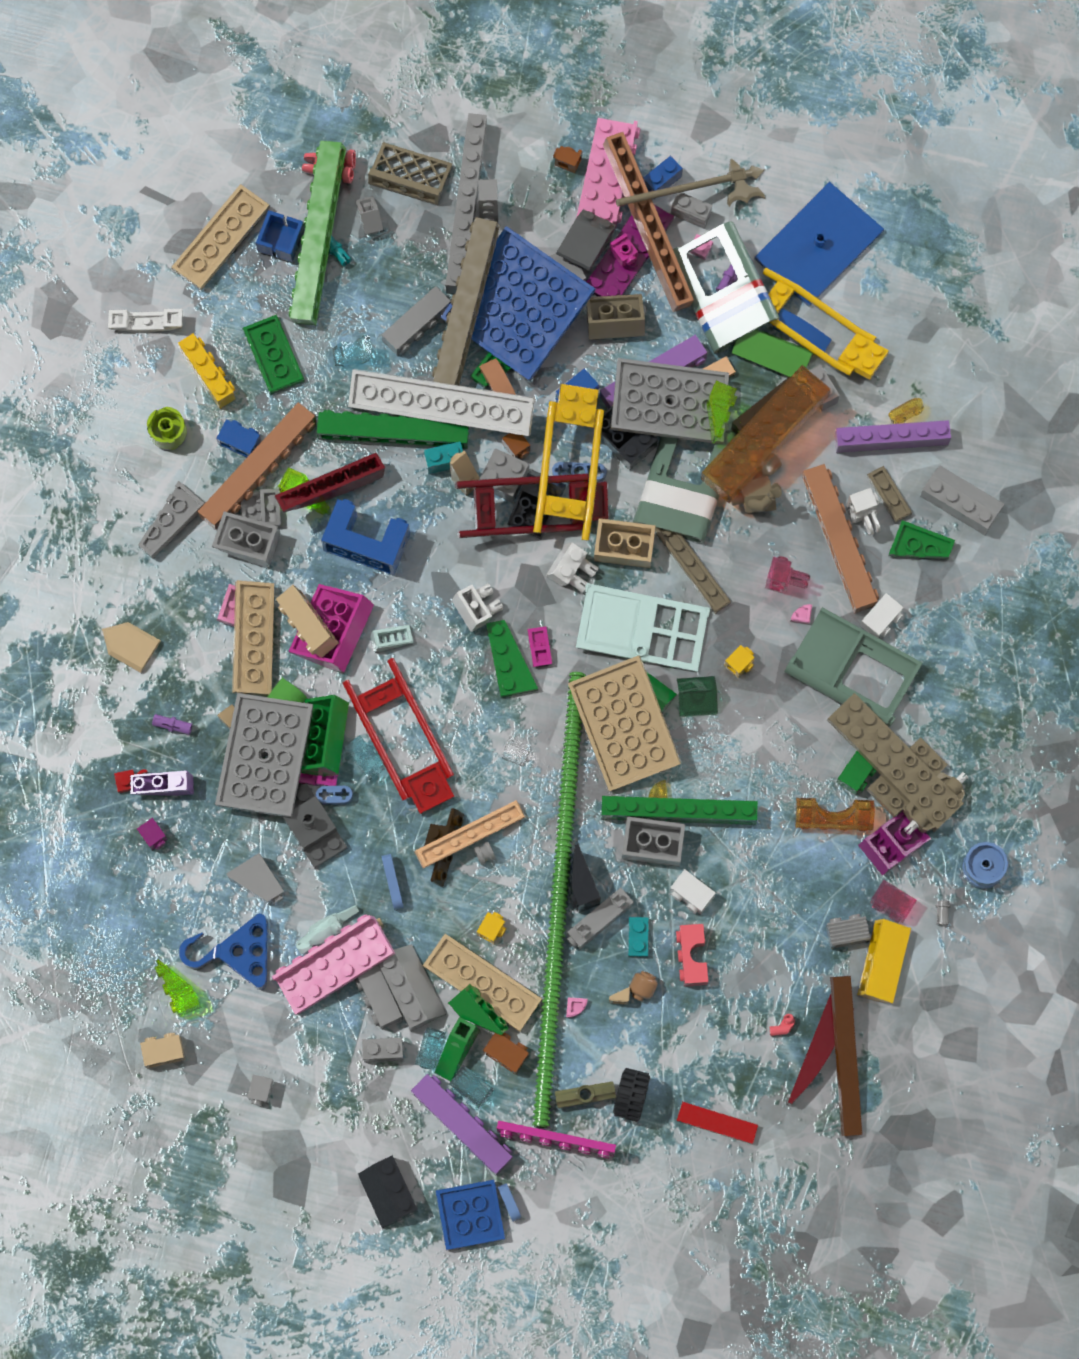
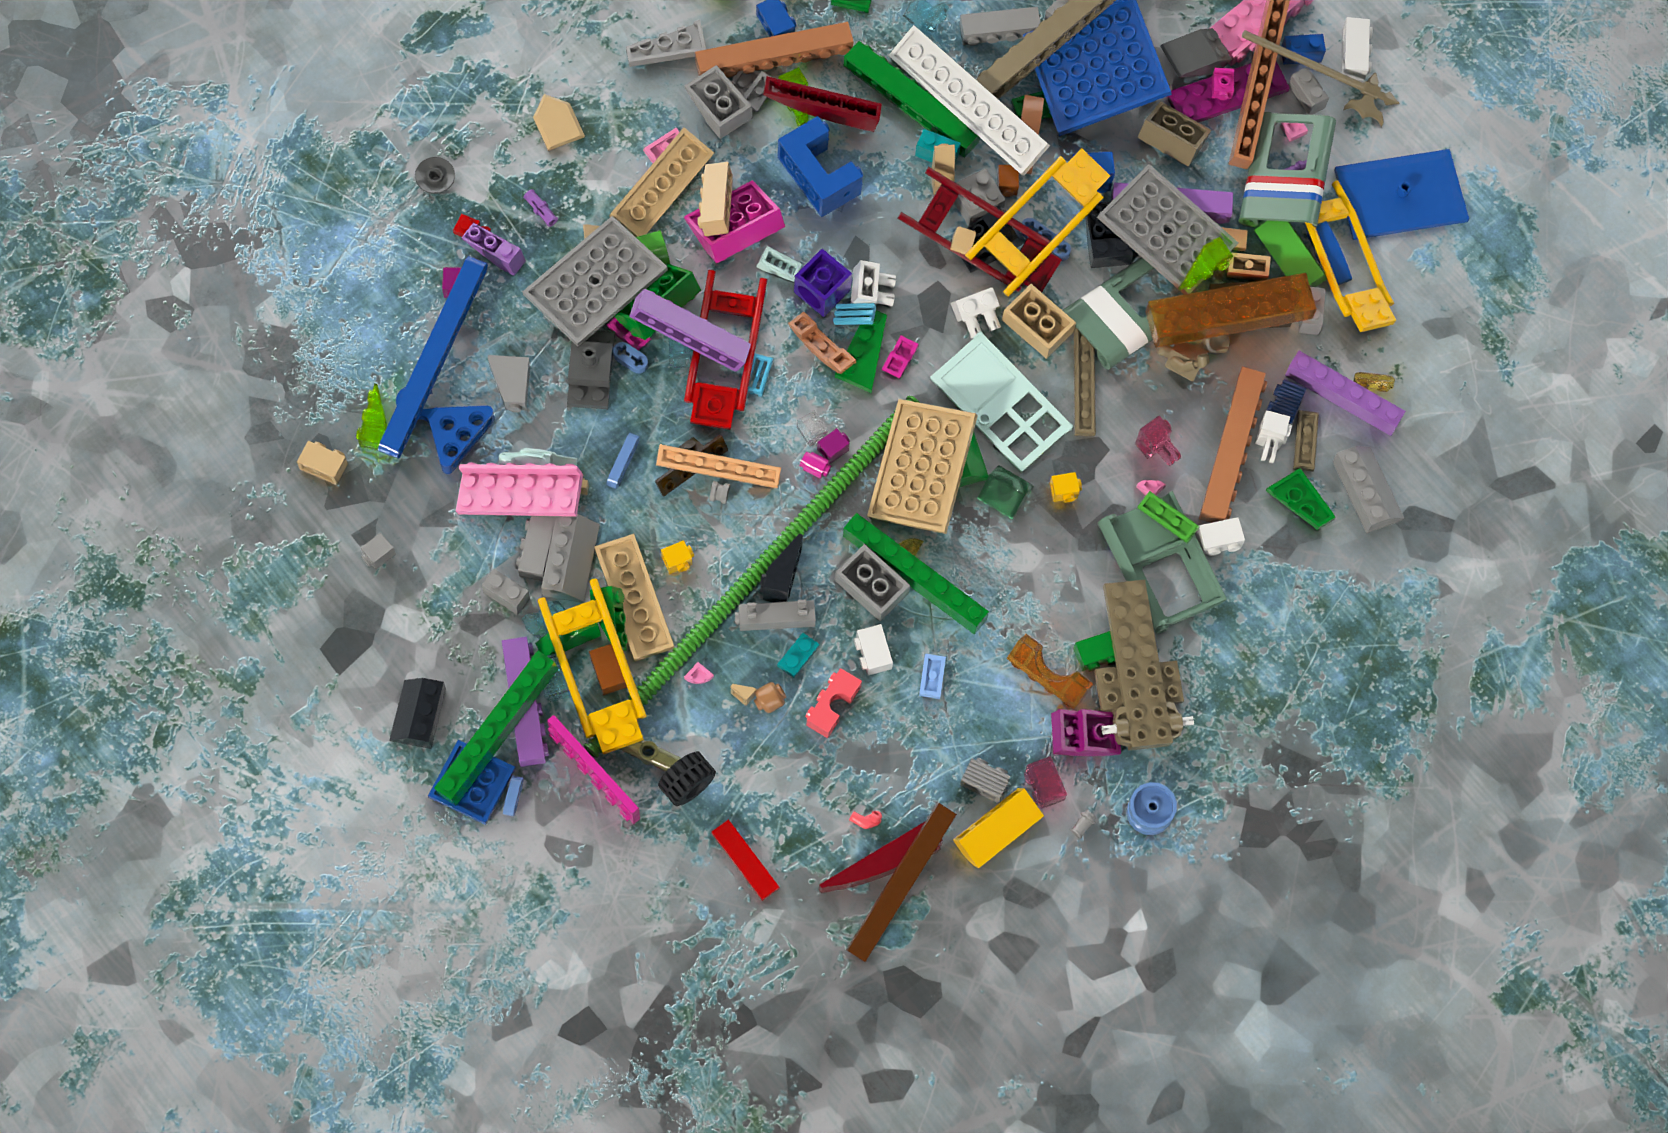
camera: 30 degrees right, 5 degrees down
(65, 749) = (432, 168): none -> dark grey dish
(186, 906) = (433, 357): none -> blue beam
(369, 743) = (690, 330): none -> medium lavender brick
(439, 630) = (822, 282): none -> dark purple brick
(442, 720) = (769, 360): none -> medium azure tile
(461, 1161) = (496, 728): none -> green brick
(473, 680) = (820, 344): none -> nougat slope
(476, 631) = (854, 310): none -> medium azure tile
(521, 520) = (962, 240): none -> tan slope
(540, 779) = (815, 464): none -> dark pink brick
(543, 753) = (833, 445): none -> magenta brick
(547, 1091) = (618, 723): none -> yellow plate
(701, 148) = (1356, 48): none -> white brick
(750, 880) = (932, 676): none -> light blue plate
(751, 385) = (1249, 267): none -> tan brick
(834, 629) = (1168, 517): none -> bright green tile
(854, 474) = (1287, 399): none -> dark blue brick

